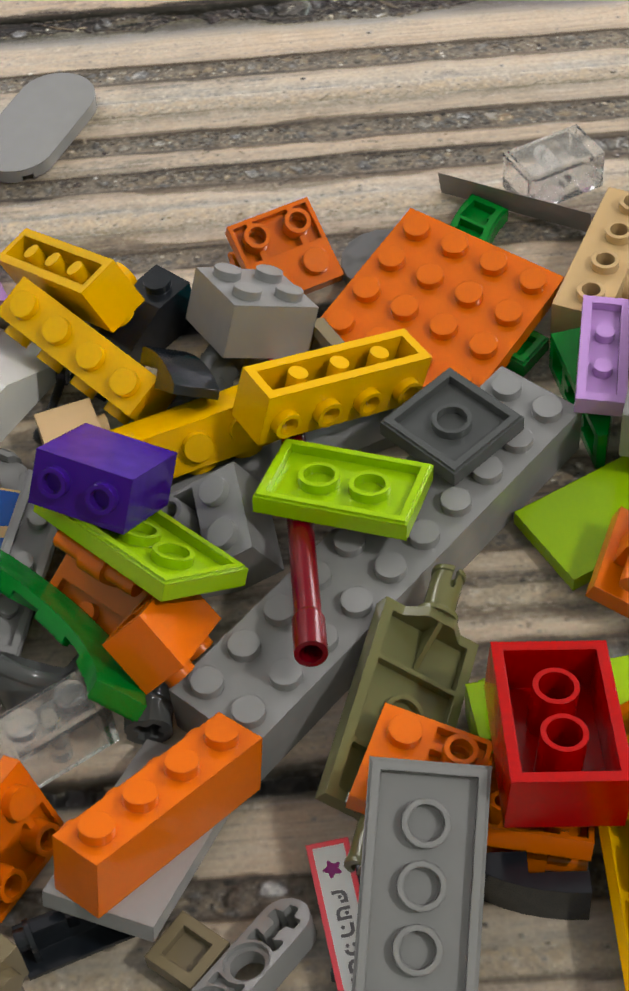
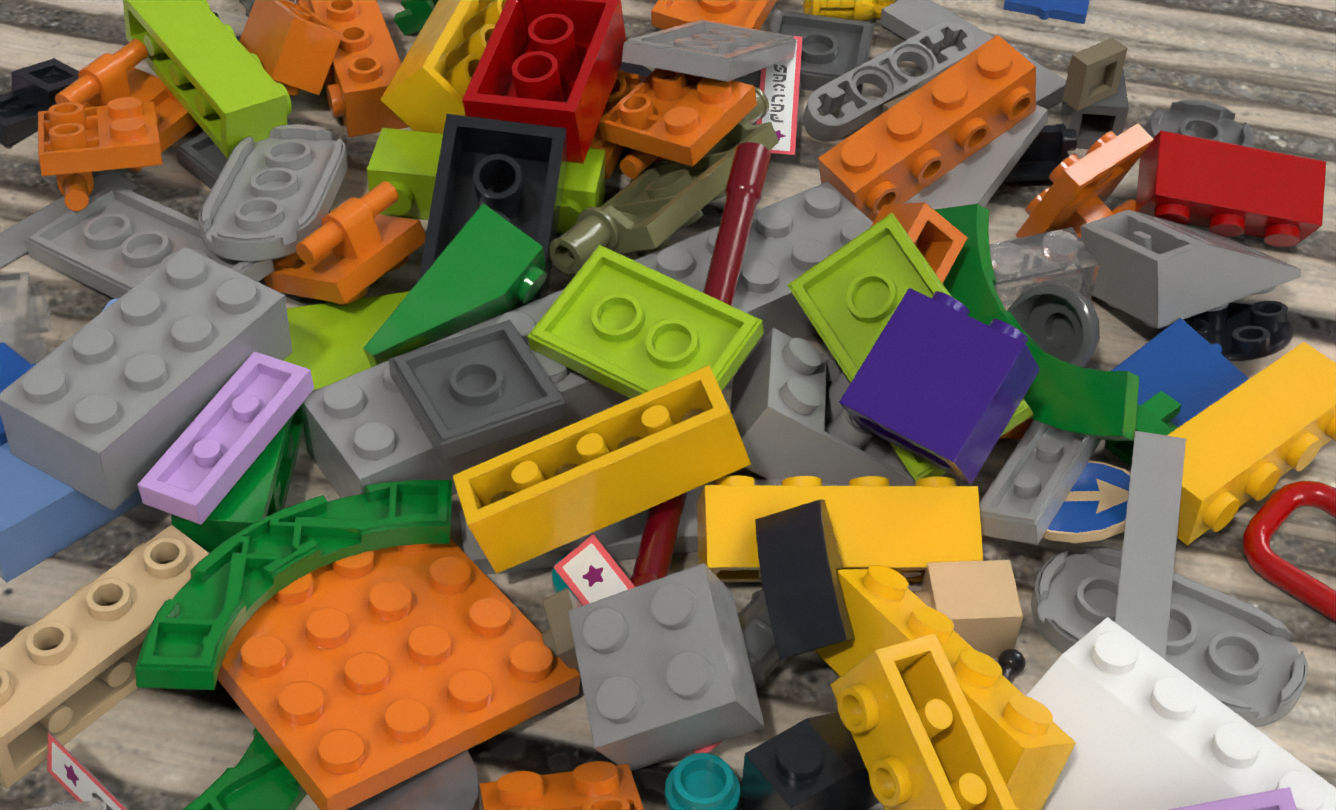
camera: 170 degrees left, 5 degrees down
(510, 512) = (471, 281): none -> green slope
(528, 303) = (249, 568): none -> green tile
(530, 592) = (509, 169): none -> black brick

